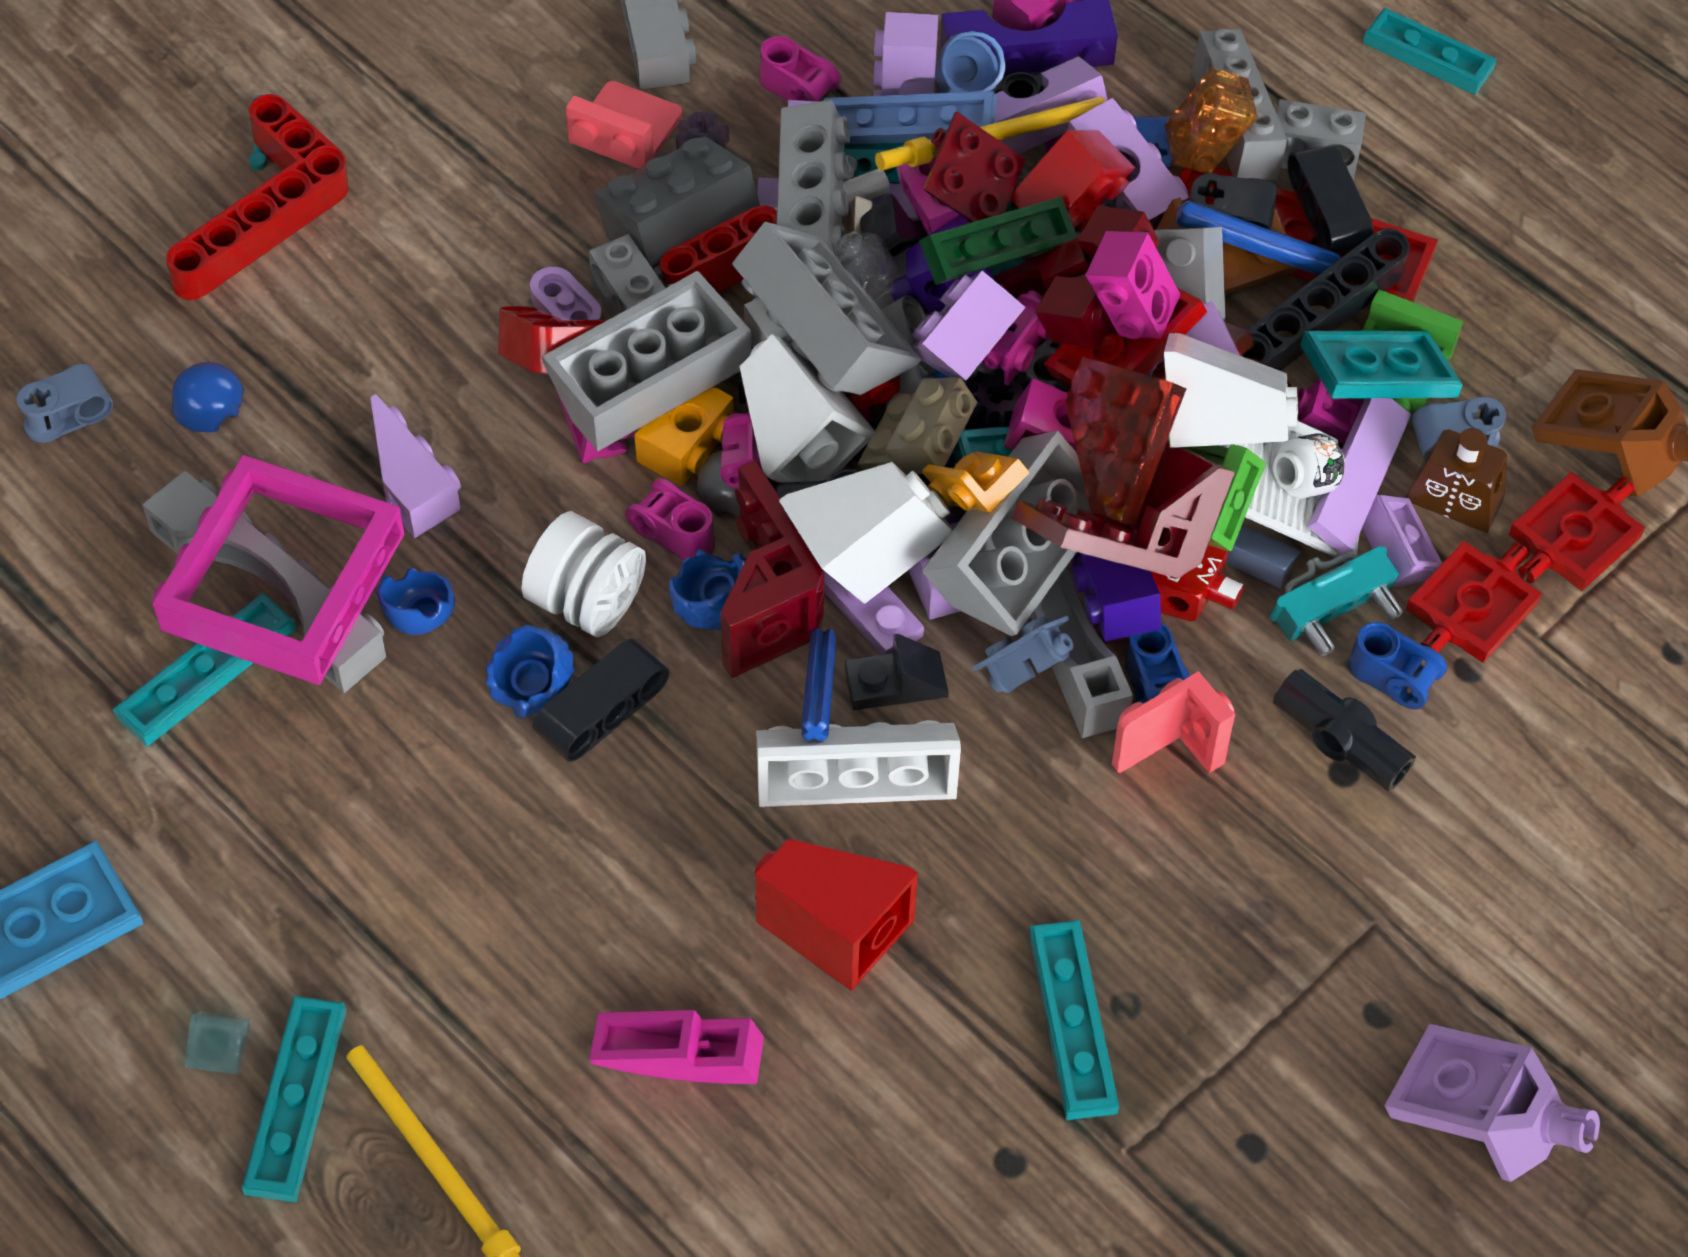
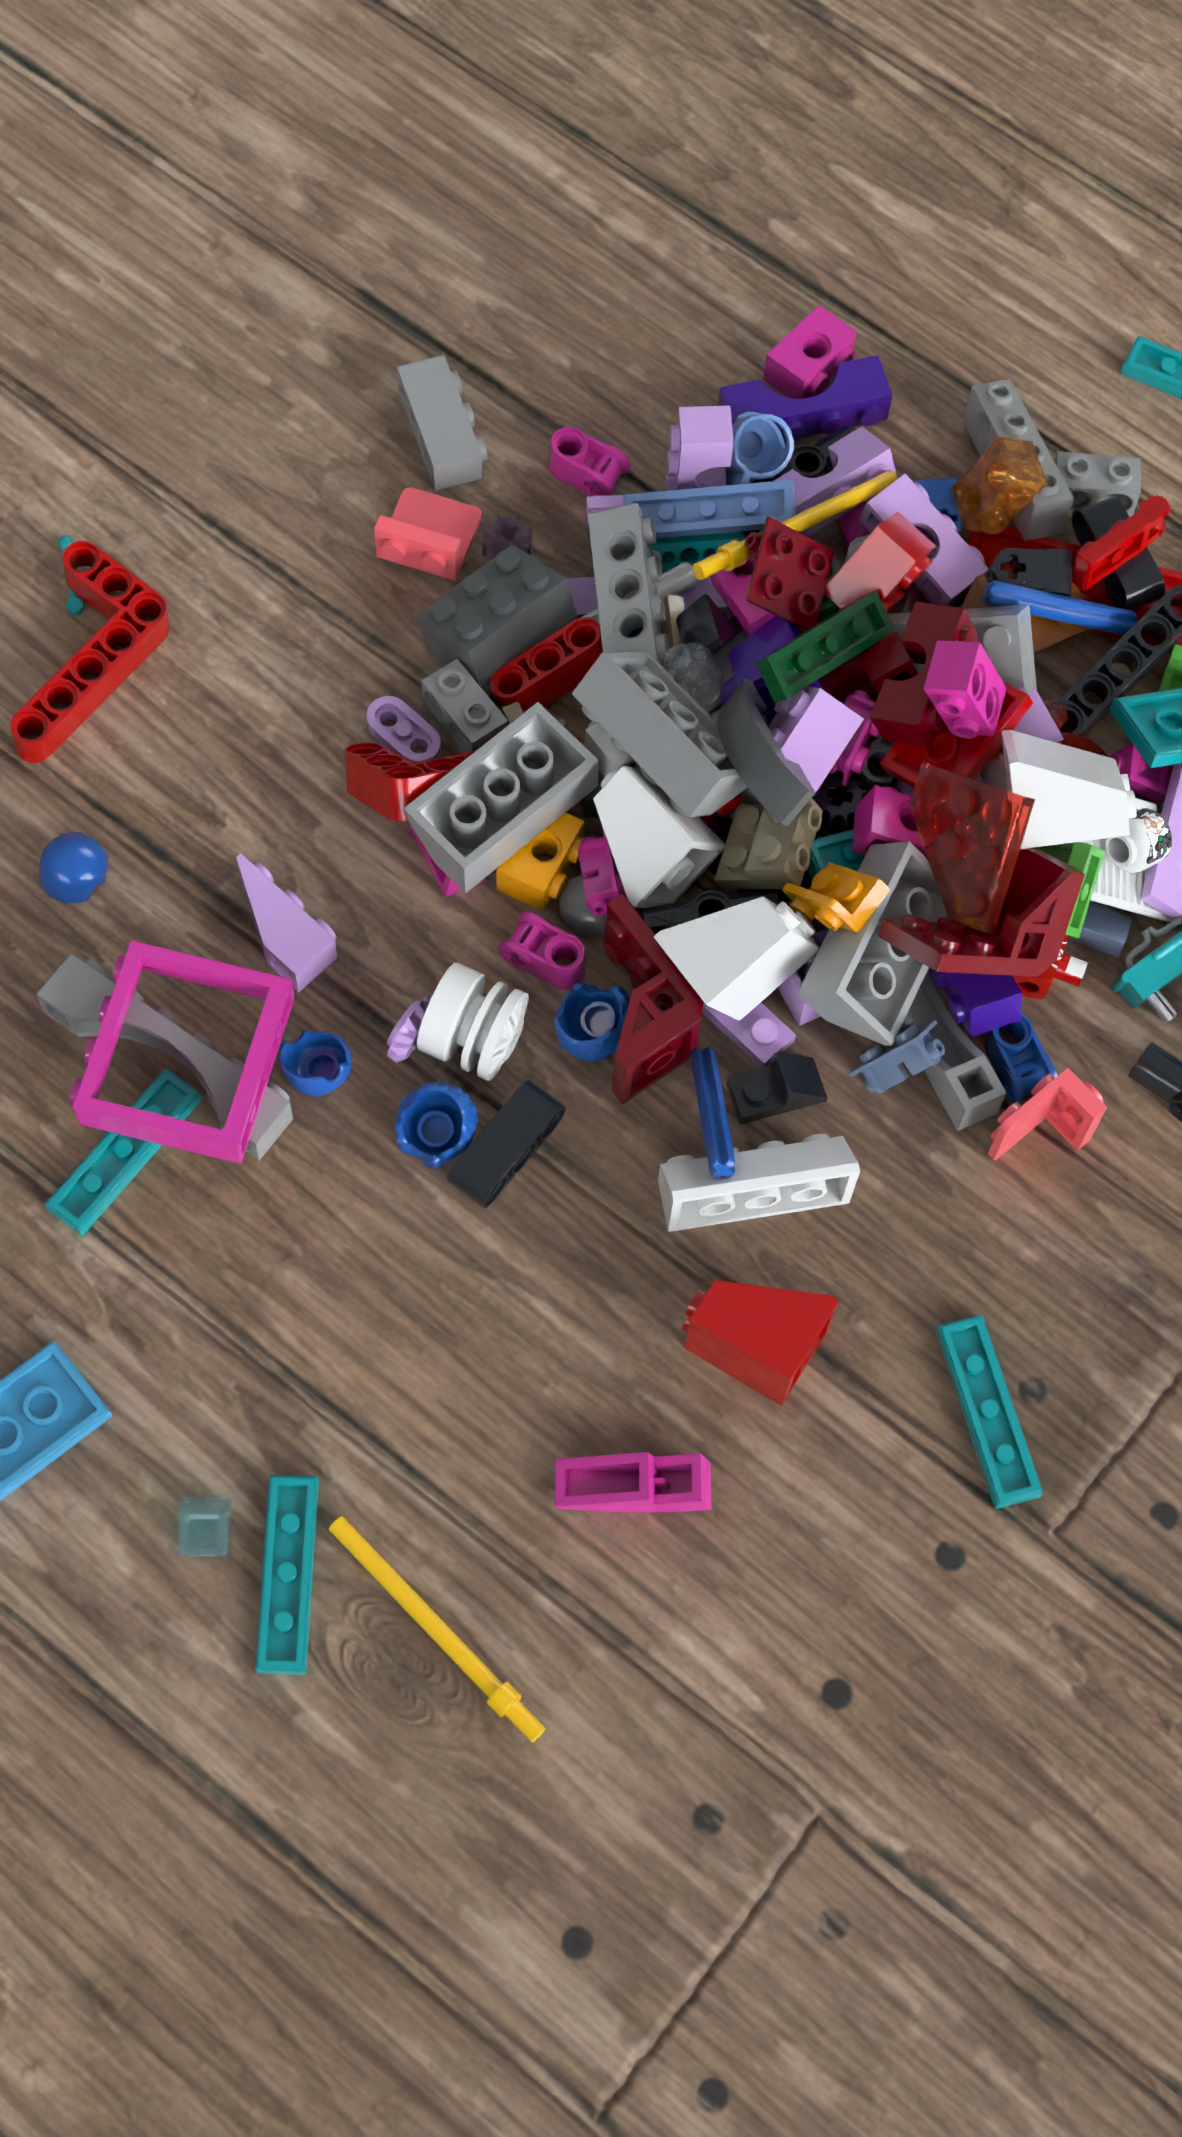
camera: 10 degrees left, 10 degrees up
(508, 581) = (405, 1033): none -> lavender gear
(912, 340) = (757, 757): none -> dark grey slope
(1328, 182) = (1121, 543): none -> red hinge

